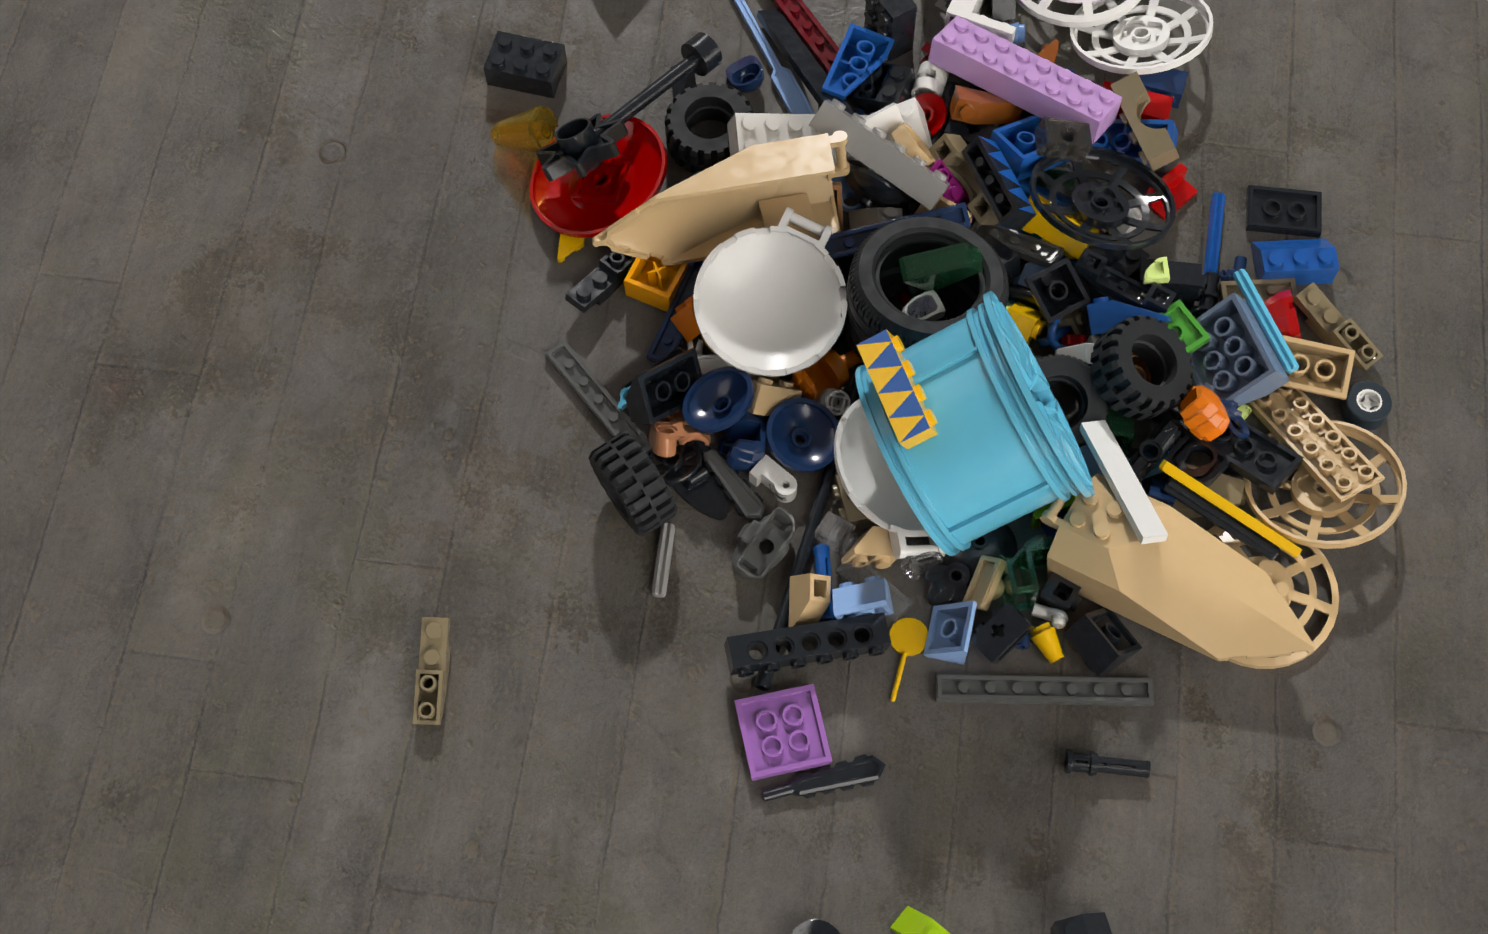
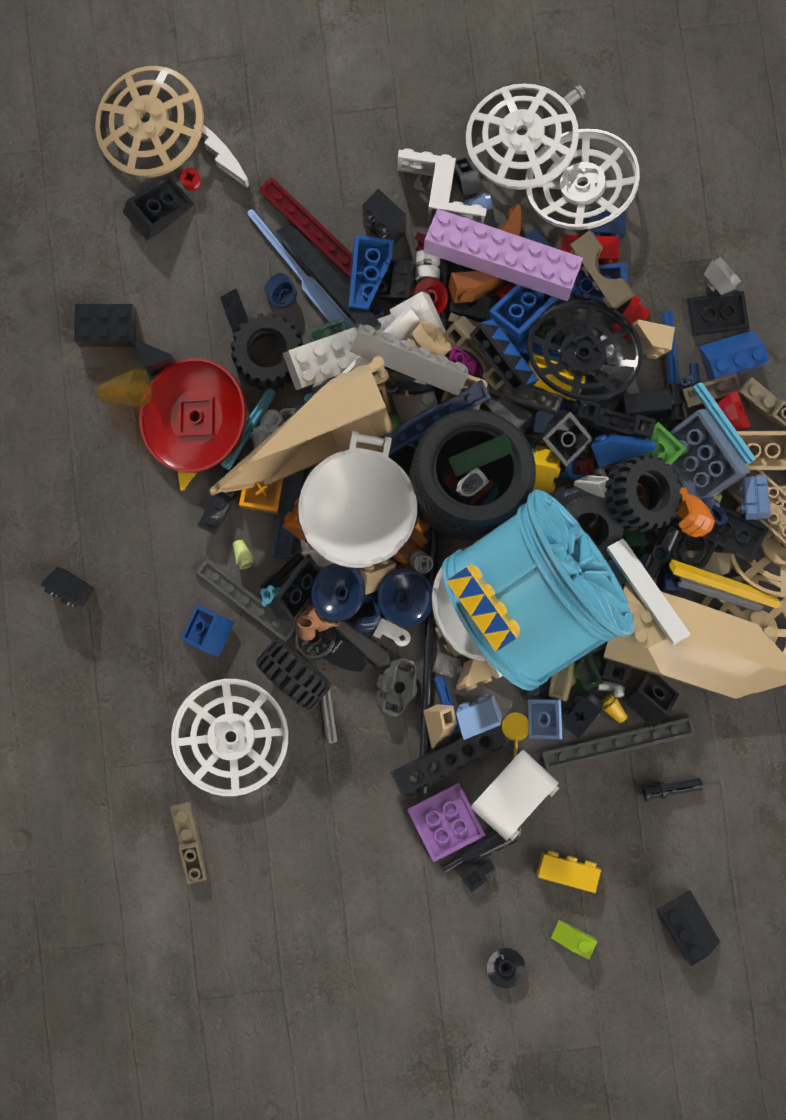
camera: 20 degrees left, 20 degrees up
(382, 330) = (67, 586): none -> black slope
(522, 539) = (217, 737): none -> white dish
(540, 422) = (207, 630): none -> blue slope
(572, 102) = (153, 359): none -> black slope
(587, 142) = (178, 396): black piece -> none
(610, 348) = (242, 555): none -> yellowish green cone
(804, 814) = (475, 876): none -> black plate
(882, 711) = (515, 795): none -> white windscreen
(936, 838) = (568, 871): none -> yellow brick
(1063, 139) = (553, 302): clear smoke brick -> none
(1157, 272) = (638, 405): yellowish green tile -> none
(1194, 210) = (654, 338): none -> tan slope
(1291, 416) = (755, 497): none -> medium blue brick
(1294, 166) = (721, 277): none -> light grey cone

